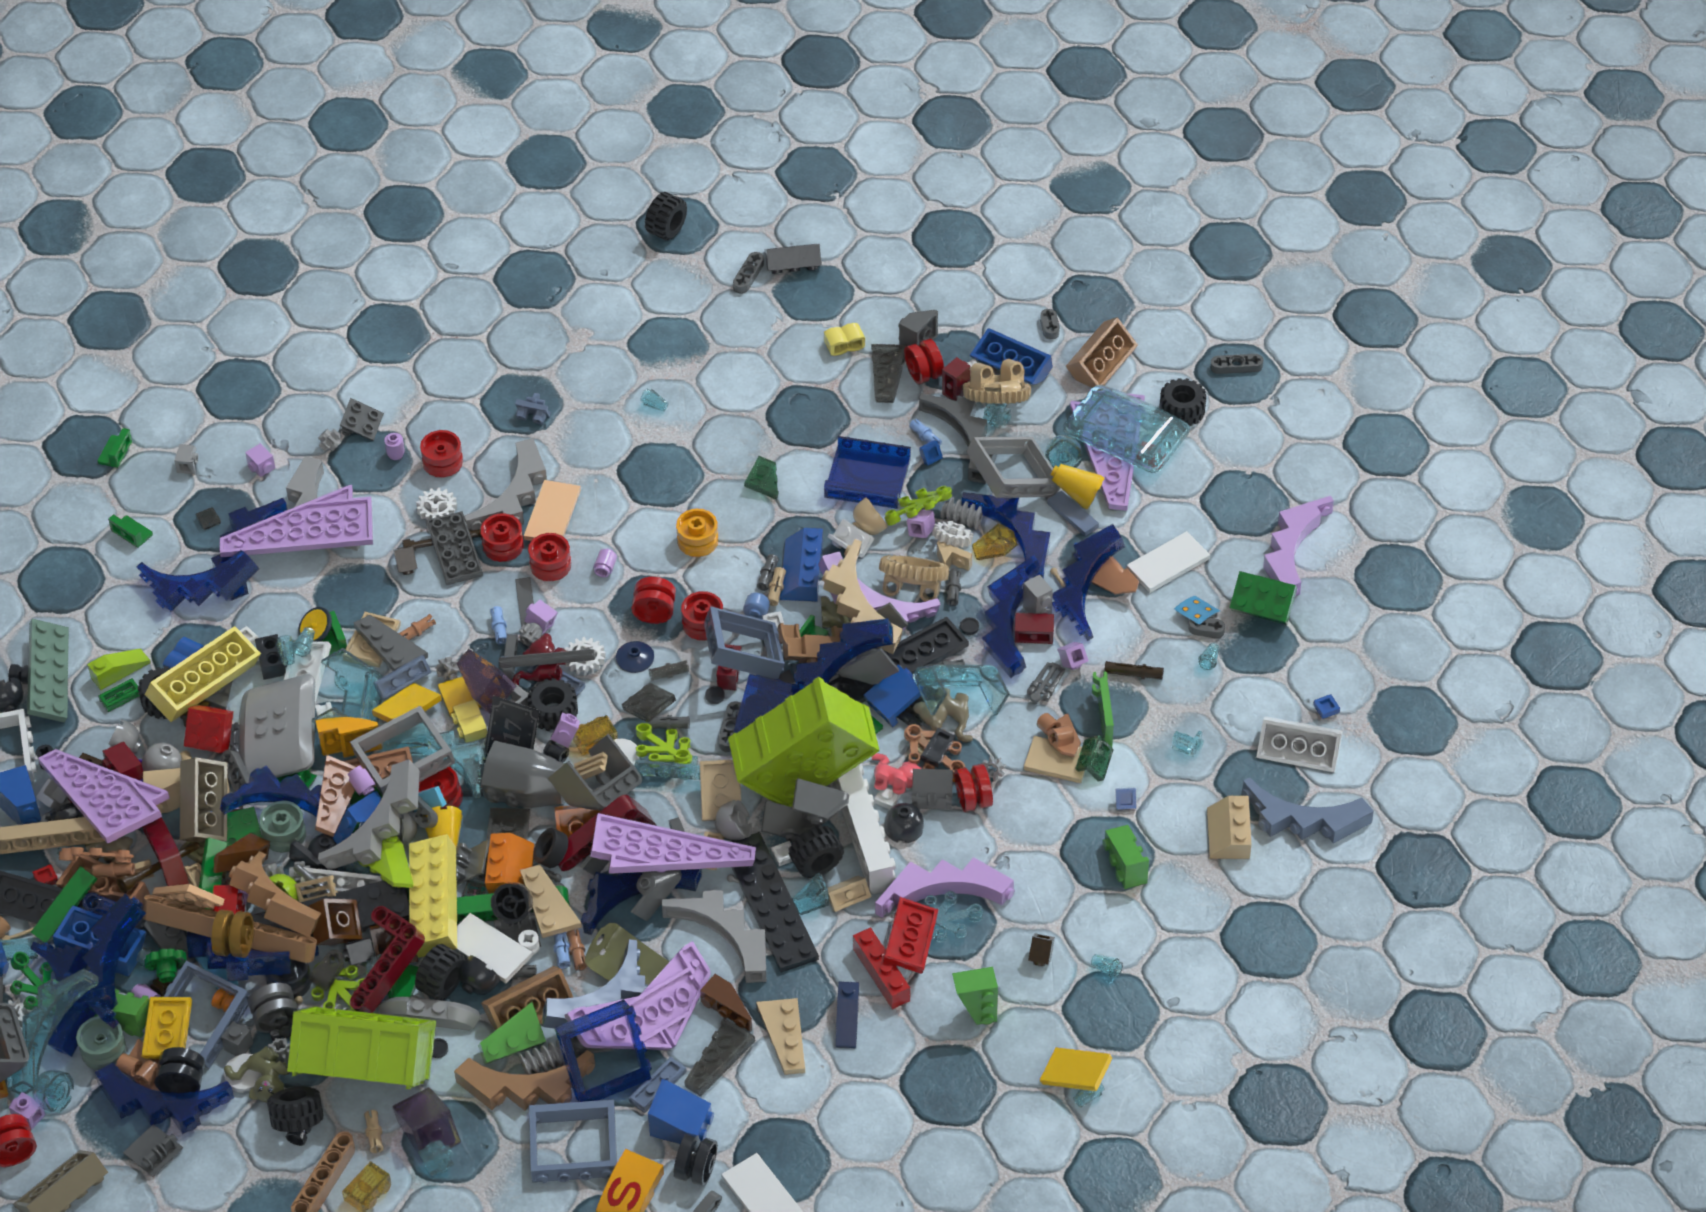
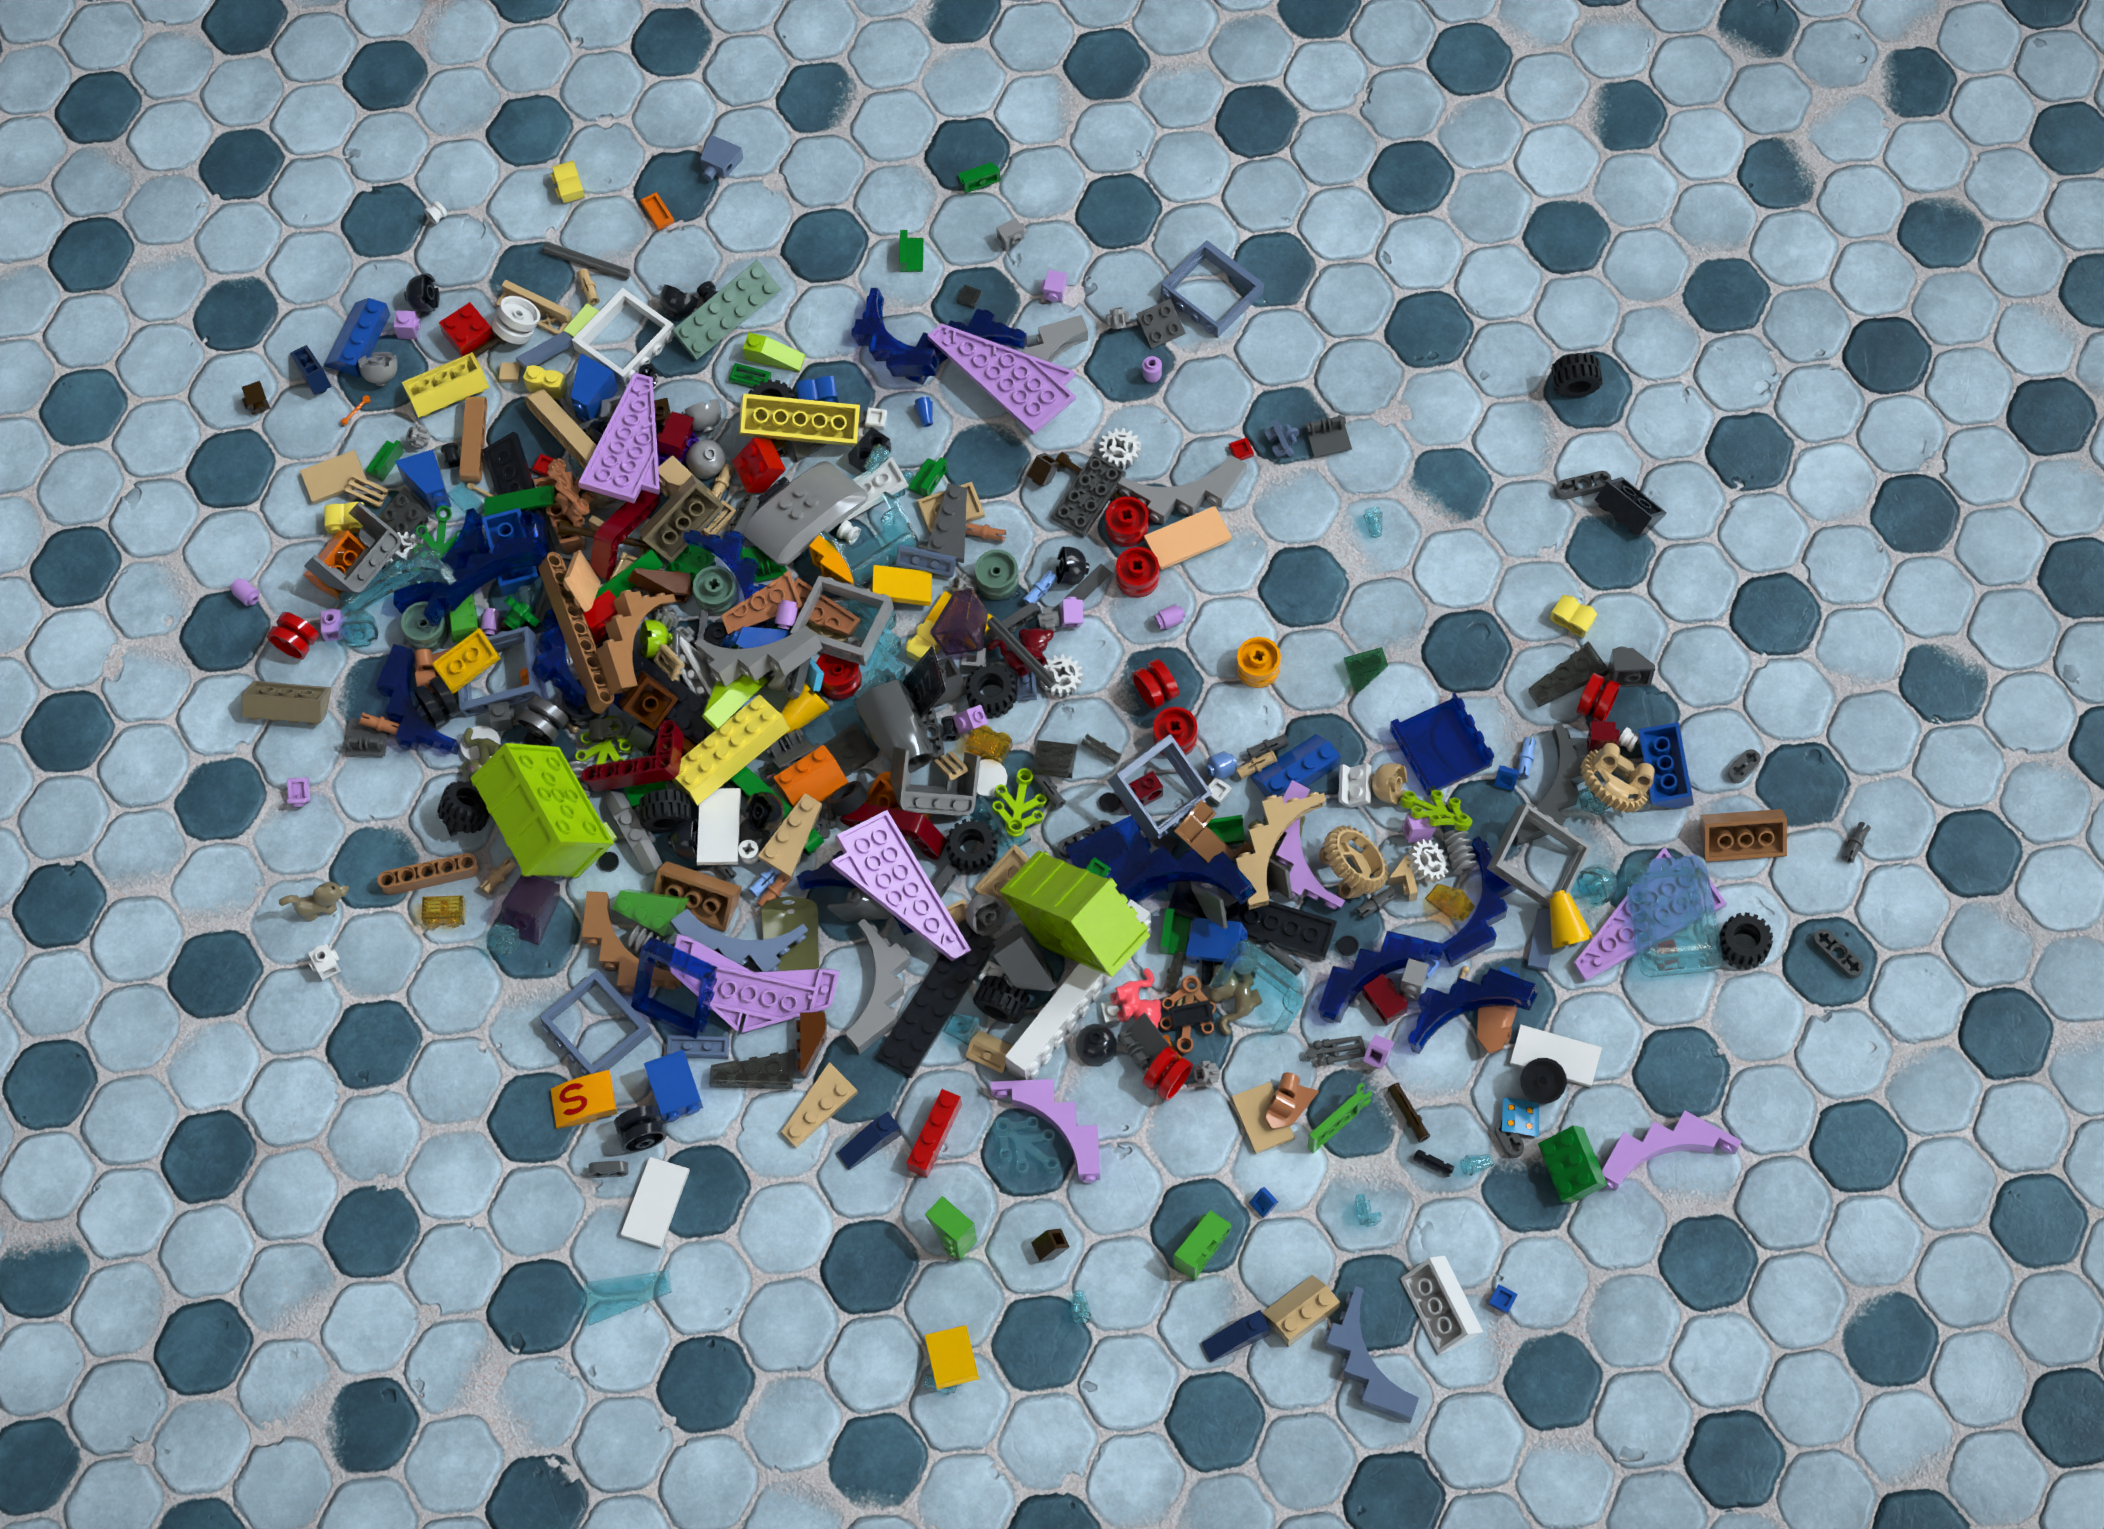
camera: 55 degrees right, 15 degrees up
(154, 1129) = (379, 724): none -> nougat pin
(232, 933) = (558, 641): pearl gold wheel -> none
(273, 602) = (924, 409): none -> blue cone
(303, 644) = (890, 465): clear light blue cone -> none
(317, 619) = (924, 458): yellow wheel -> none
(363, 352) = (1227, 265): none -> sand blue window
(441, 453) = (1173, 409): red wheel -> none
(459, 635) = (996, 574): none -> sand green wheel
(502, 592) = (1071, 566): none -> black cylinder
(511, 438) = (1241, 449): none -> red tile
(557, 383) = (1328, 436): none -> dark grey hinge
(635, 656) = (1097, 720): dark blue dish -> none
(665, 784) = (971, 831): none -> black tyre
(892, 739) = (1174, 972): none -> clear smoke pin
(910, 935) = (978, 1133): red tile -> none
(1095, 757) = (1285, 1147): clear green bracket -> none
(1164, 302) = (1856, 842): none -> dark grey pin
(1184, 574) = (1543, 1068): none -> black wheel
(1186, 681) = (1433, 1163): none -> black axle
(1216, 880) = (1236, 1336): none -> dark blue slope

